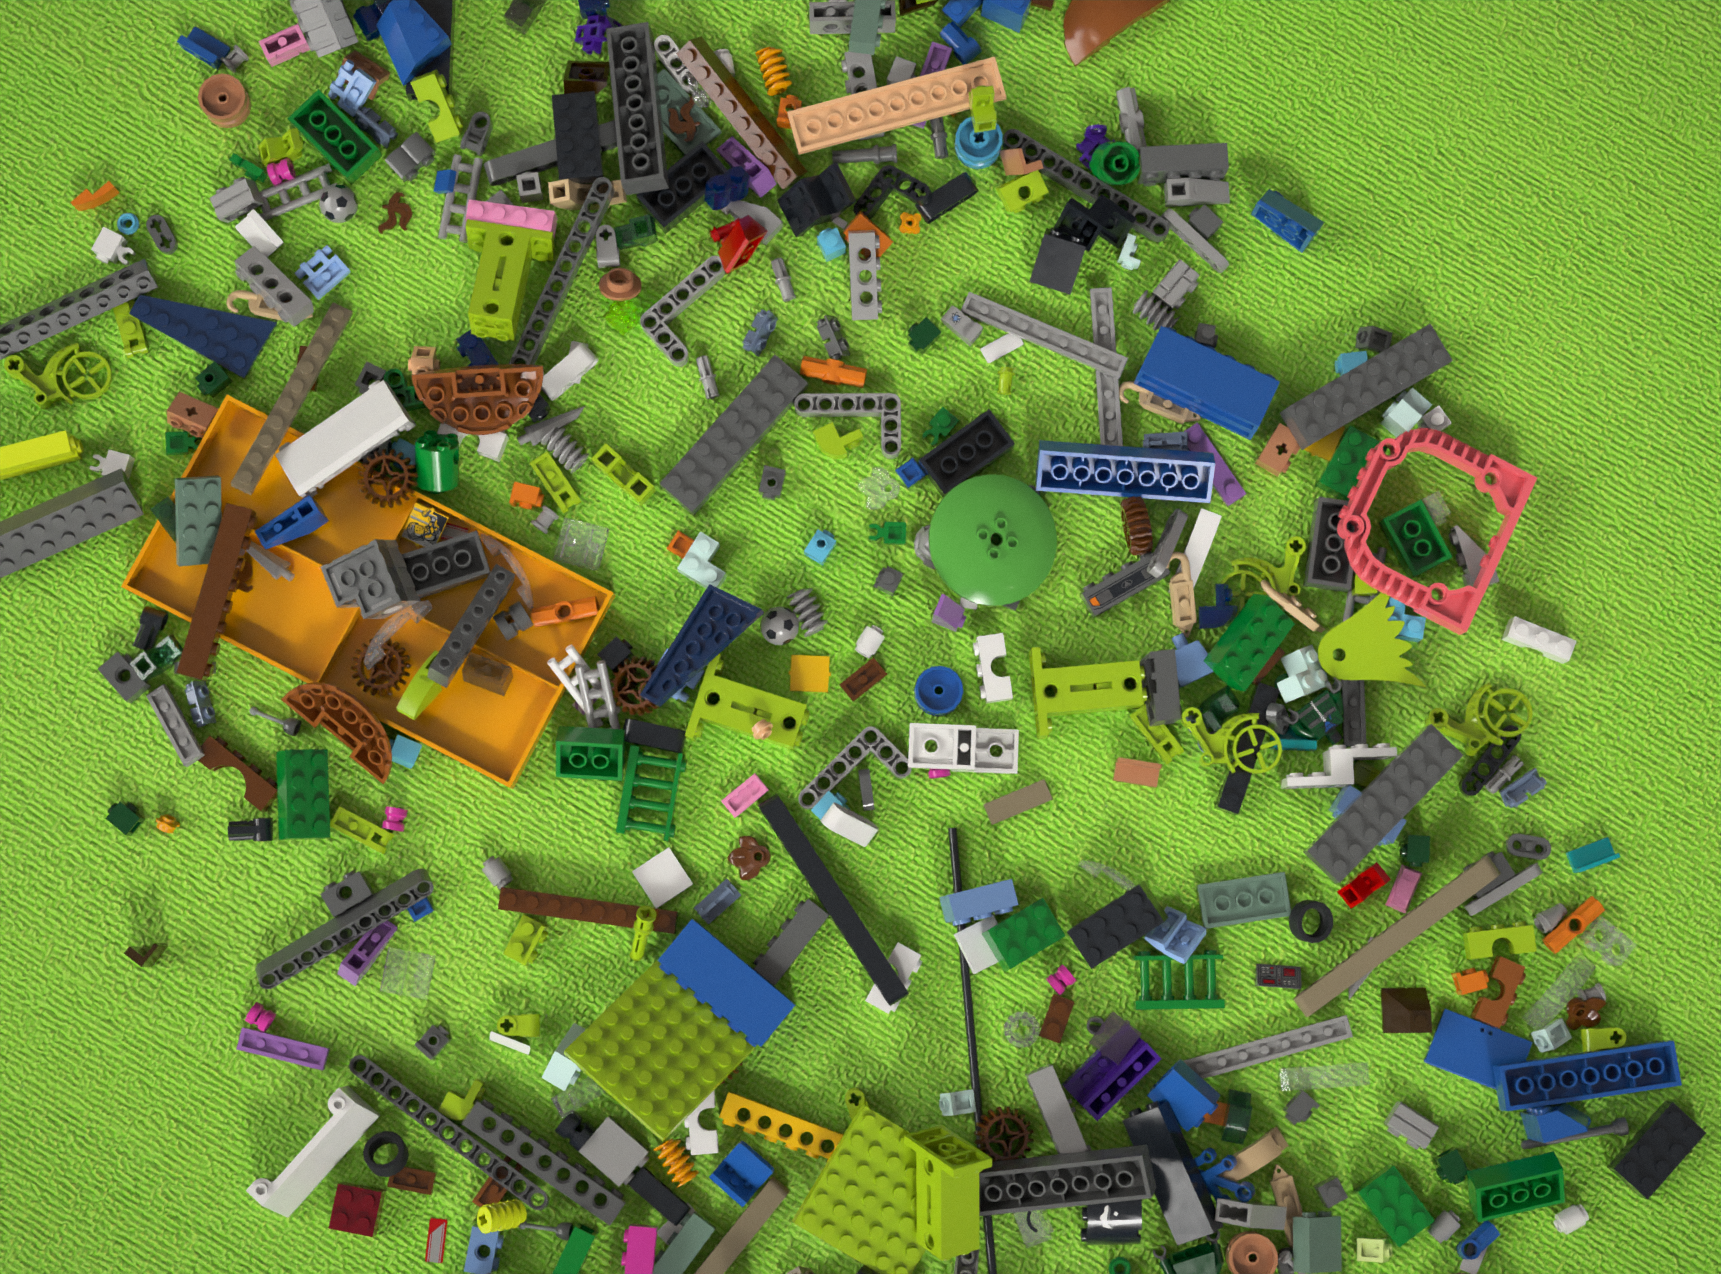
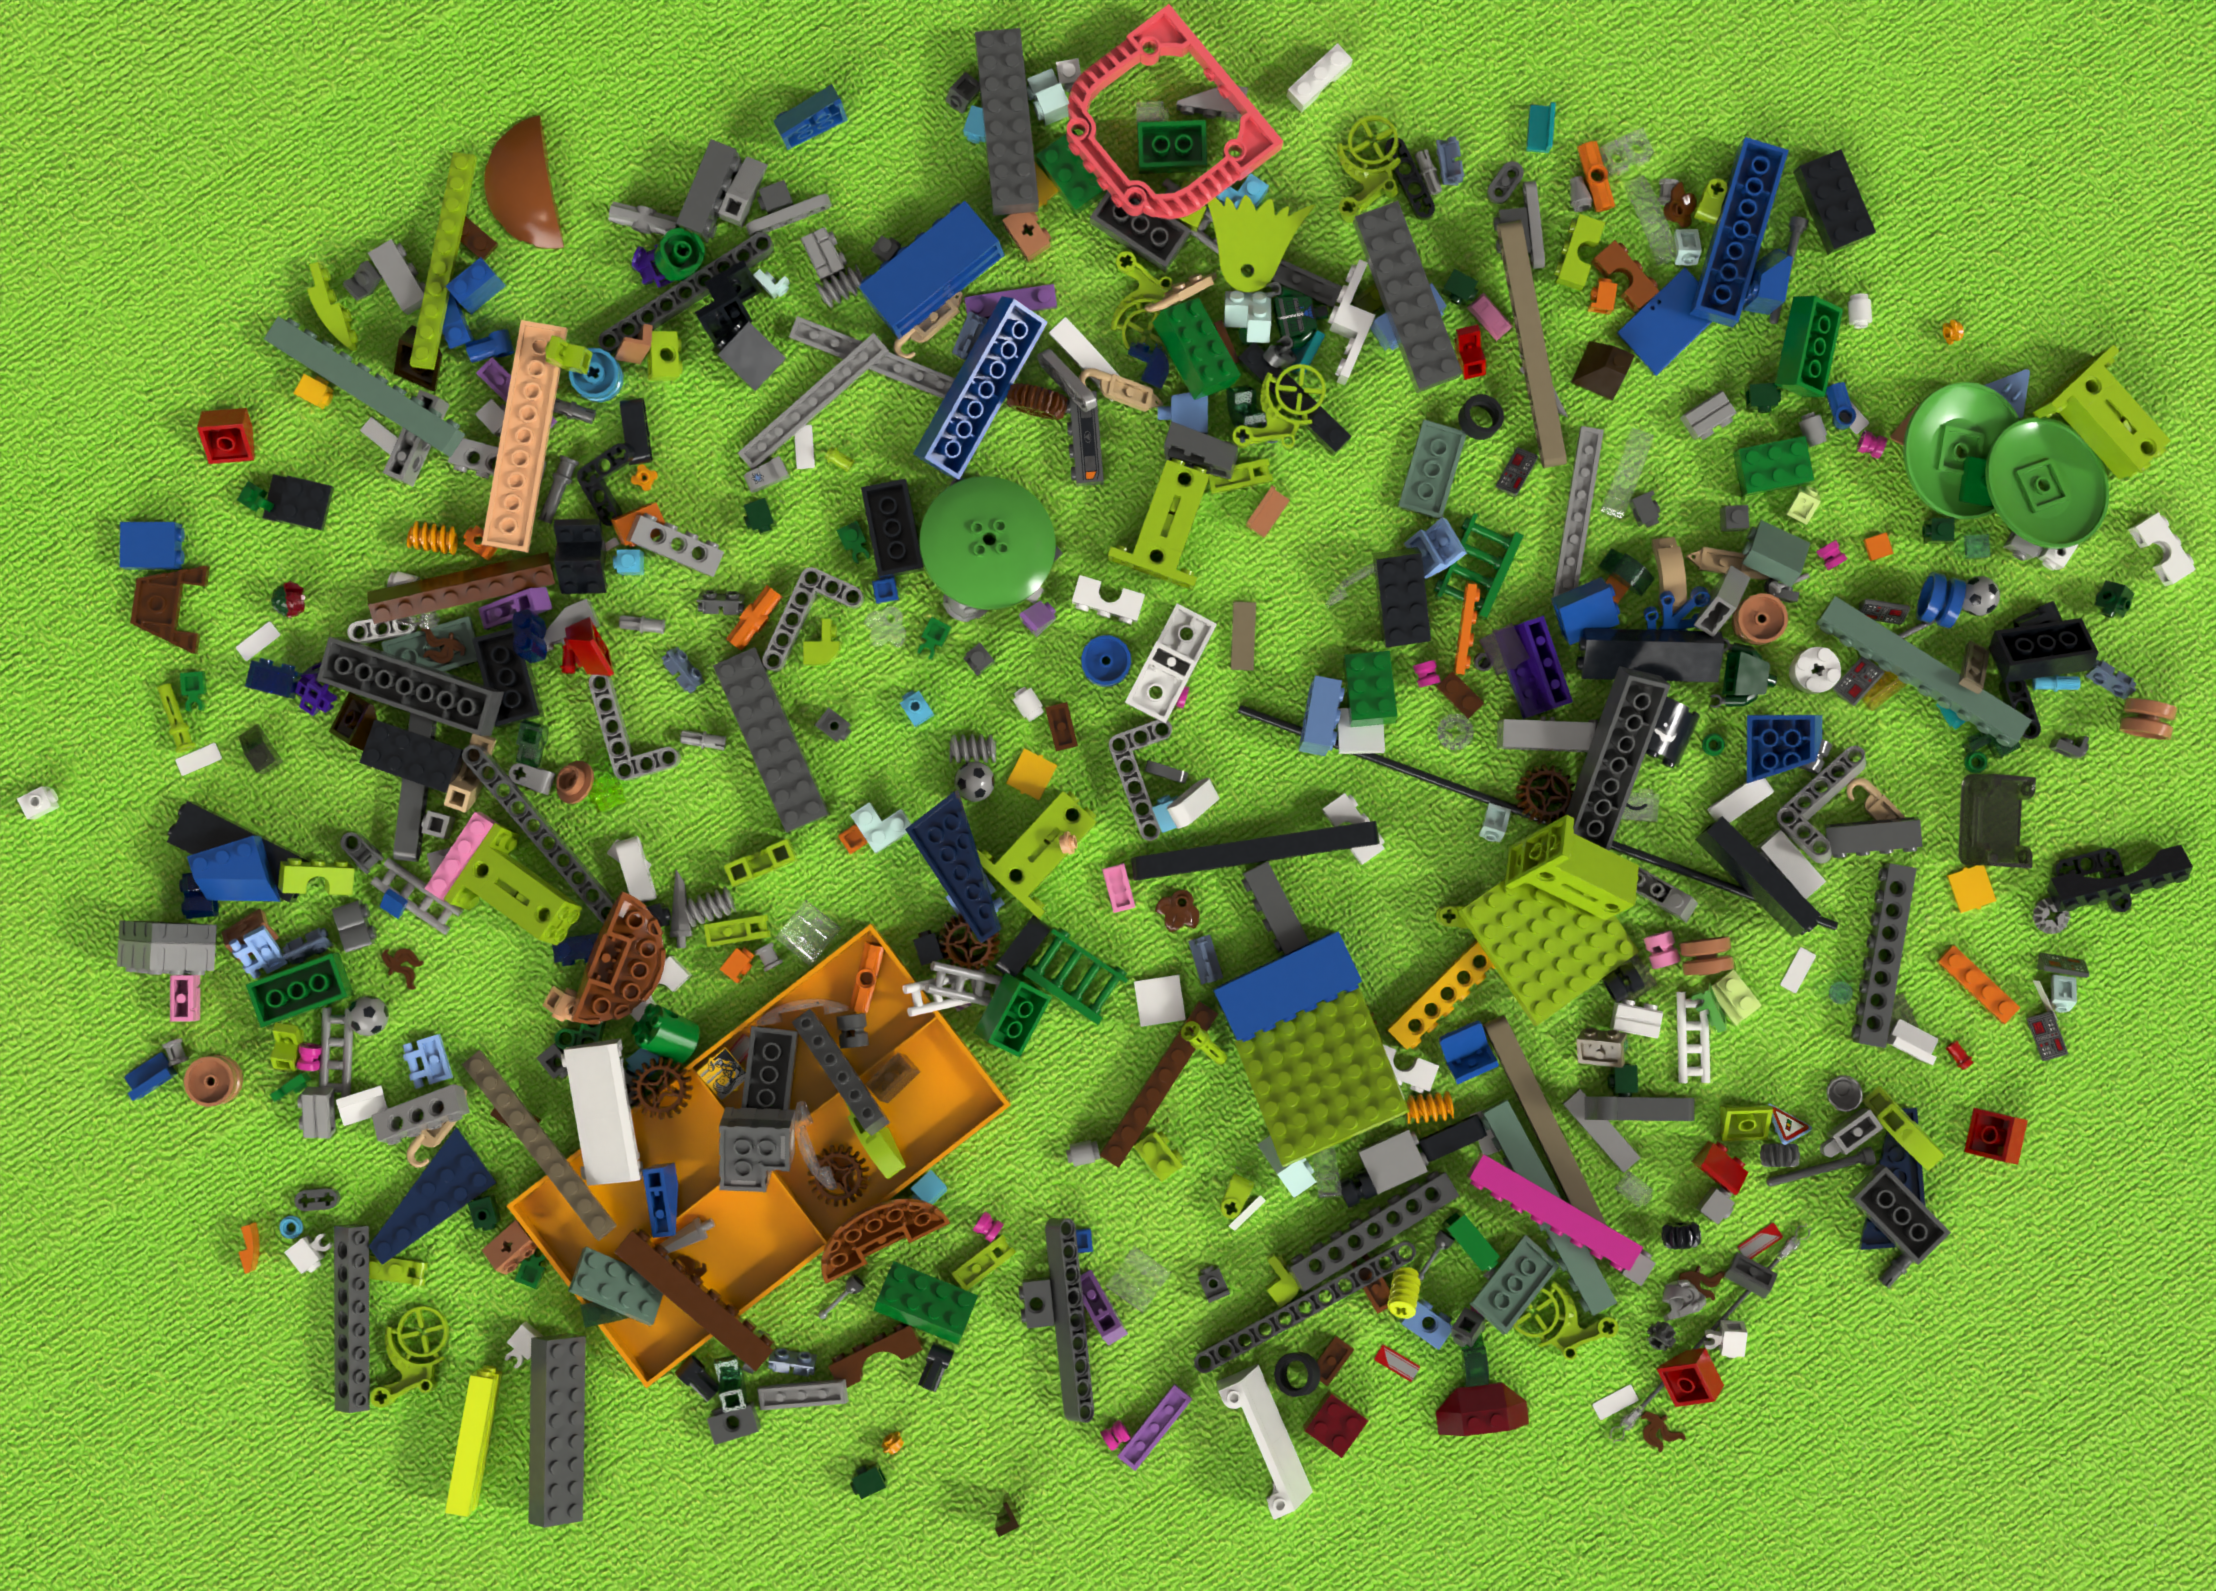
camera: 65 degrees left, 5 degrees up
(1128, 993) = (1465, 637): none -> orange plate

